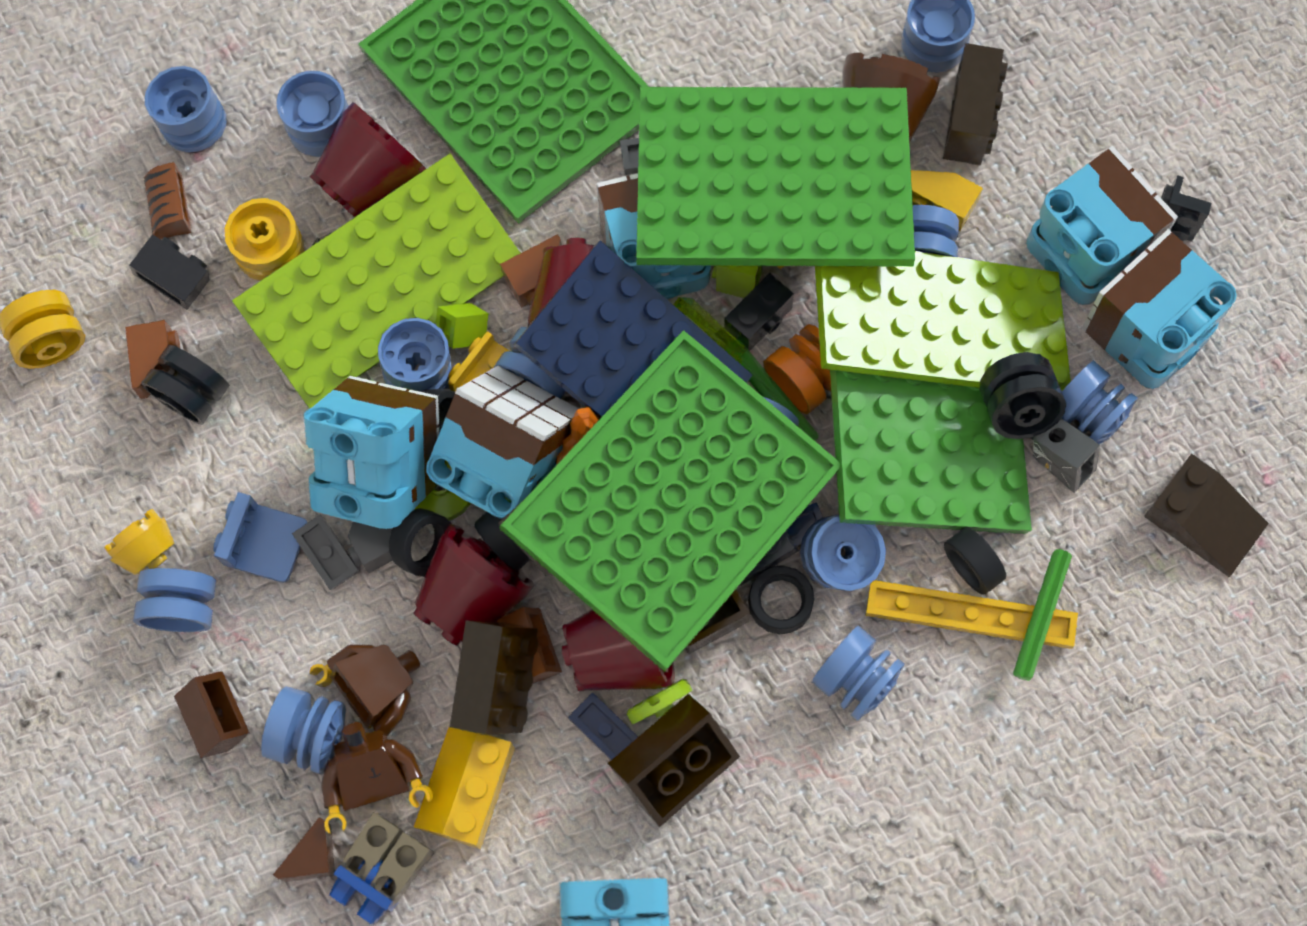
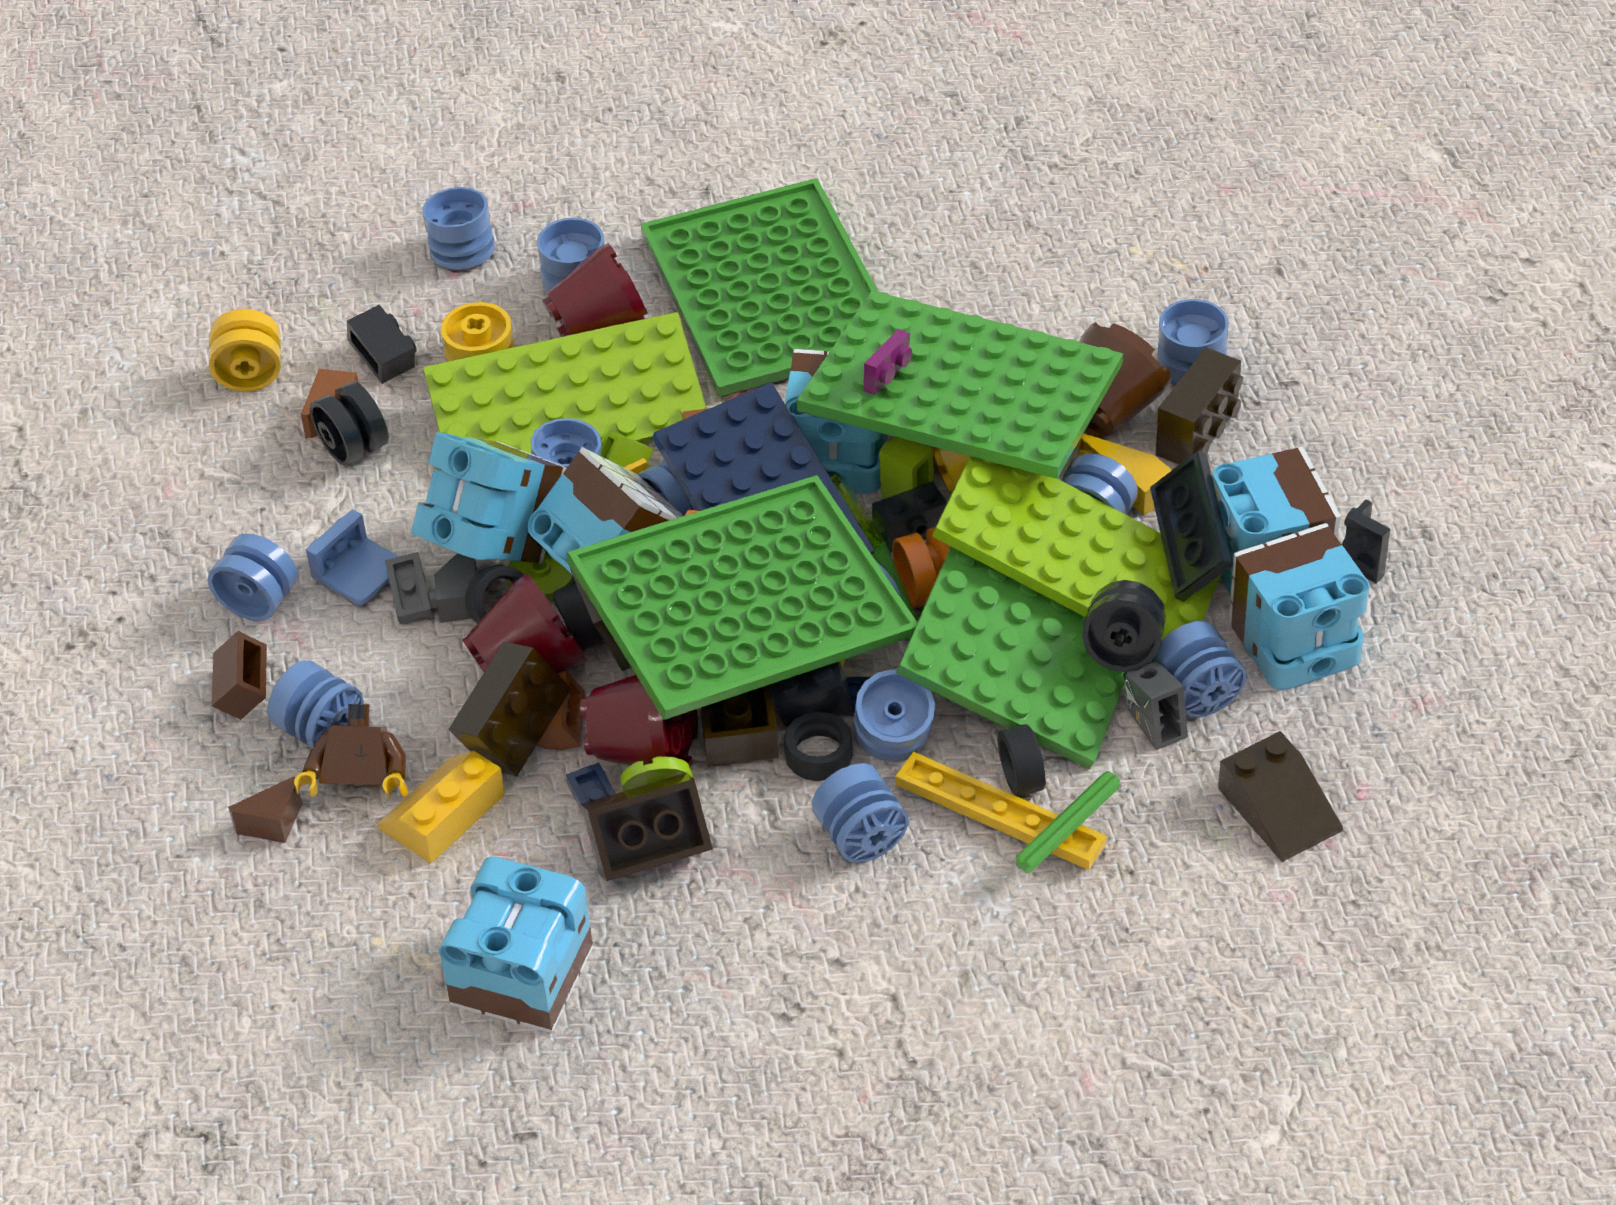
camera: 20 degrees right, 25 degrees down
(141, 544) = (245, 518): yellow cone -> none
(167, 201) = (409, 294): dark orange brick -> none
(372, 682) = (398, 692): reddish brown torso -> none
(379, 867) = (328, 839): dark tan hips -> none
(708, 202) = (887, 362): none -> magenta plate
(1036, 260) = (1191, 526): none -> black tile

